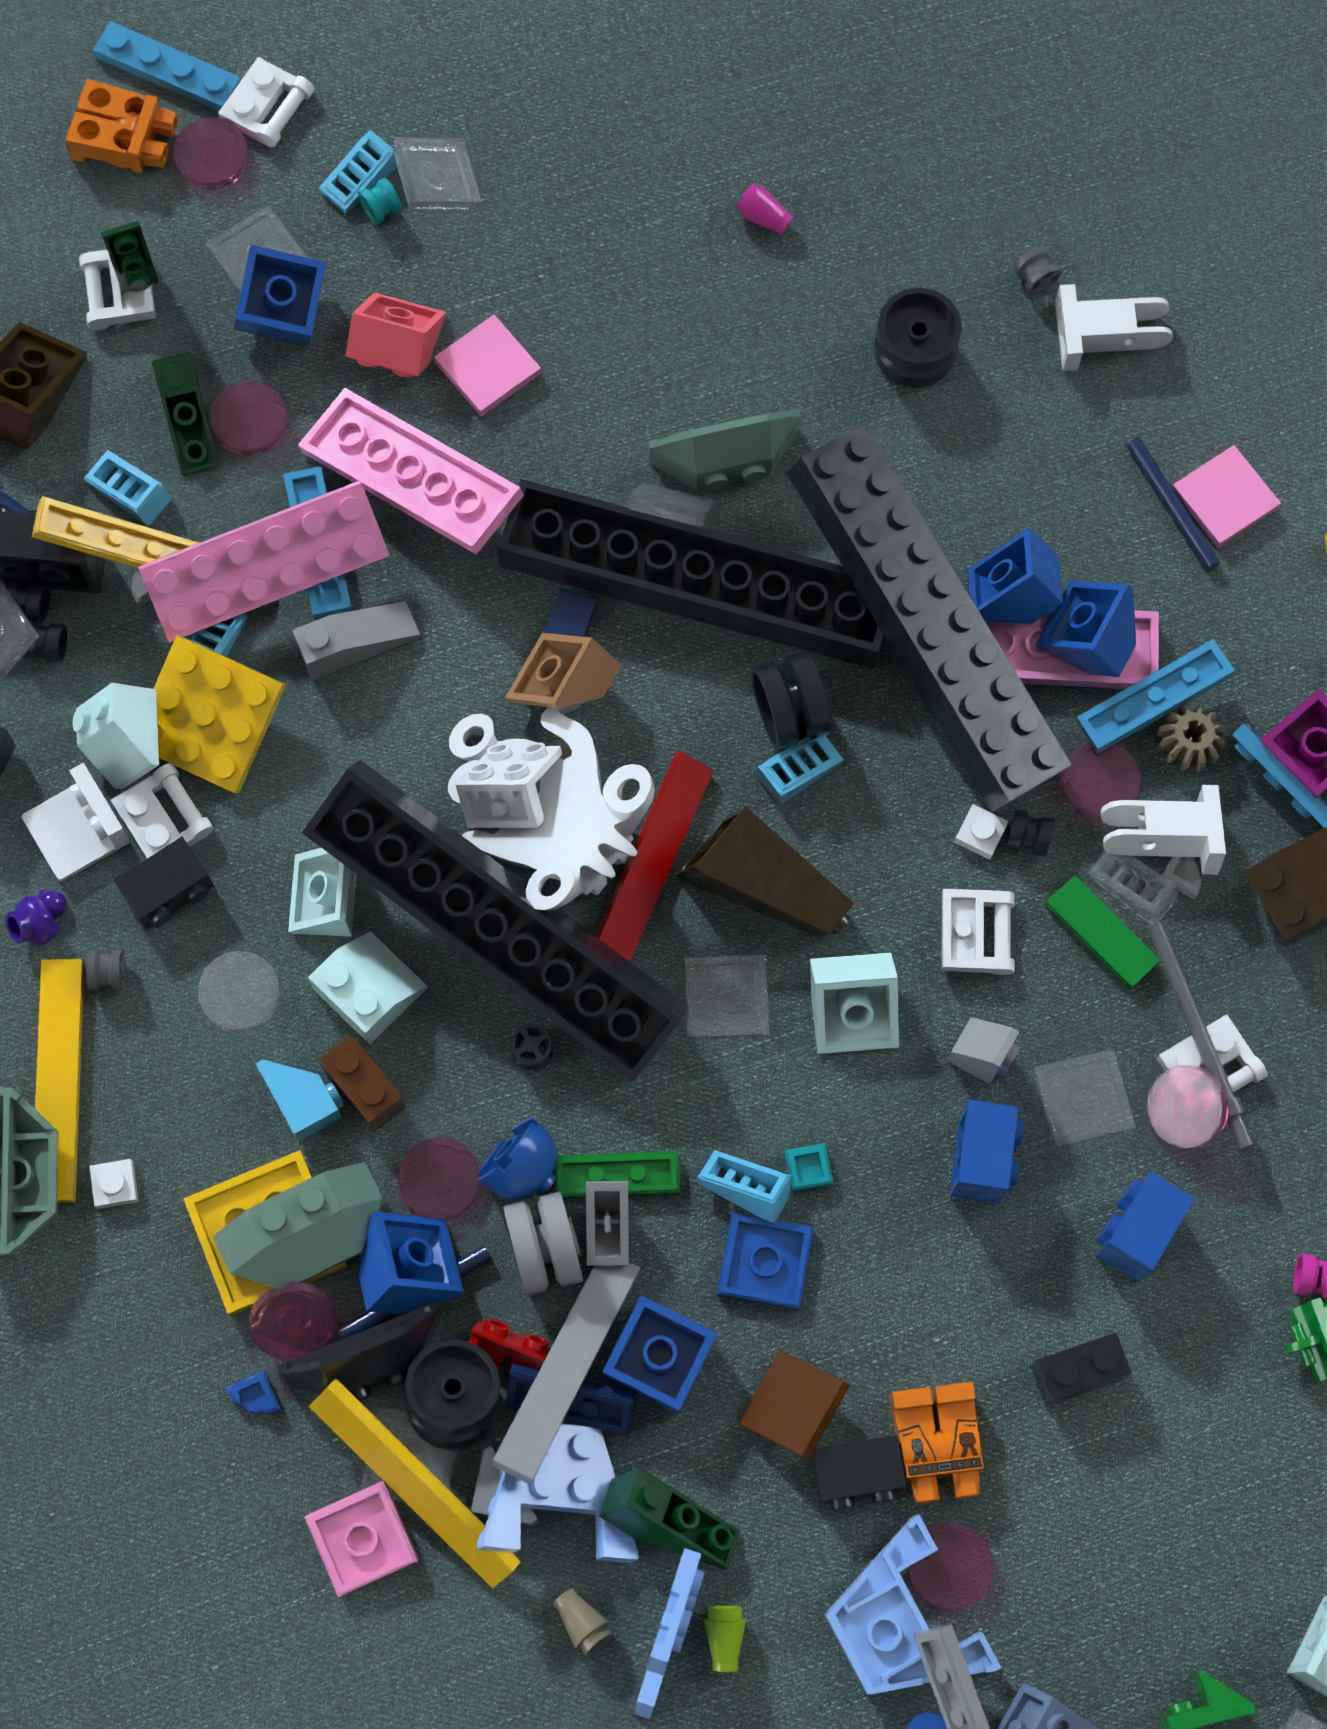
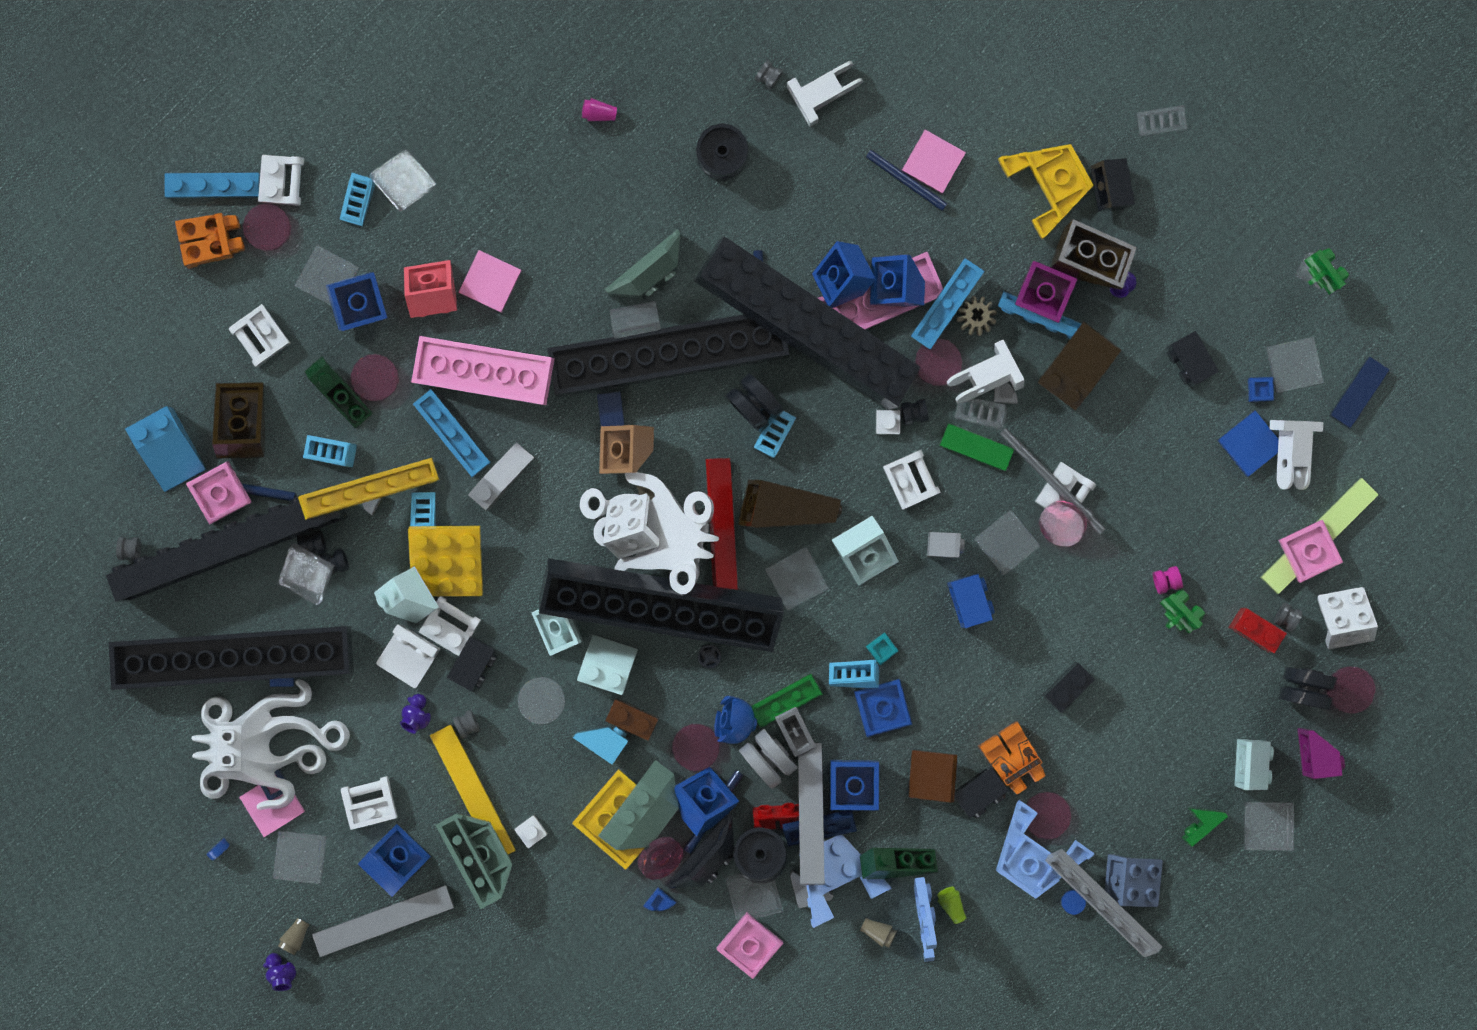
camera: 25 degrees left, 15 degrees up
(130, 257) = (262, 322): dark green slope -> none
(264, 561) = (432, 464): bright pink plate -> none
(380, 201) = (379, 212): teal wheel -> none
(411, 1481) = (760, 907): yellow tile -> none
(1144, 1228) = (1068, 600): blue brick -> none

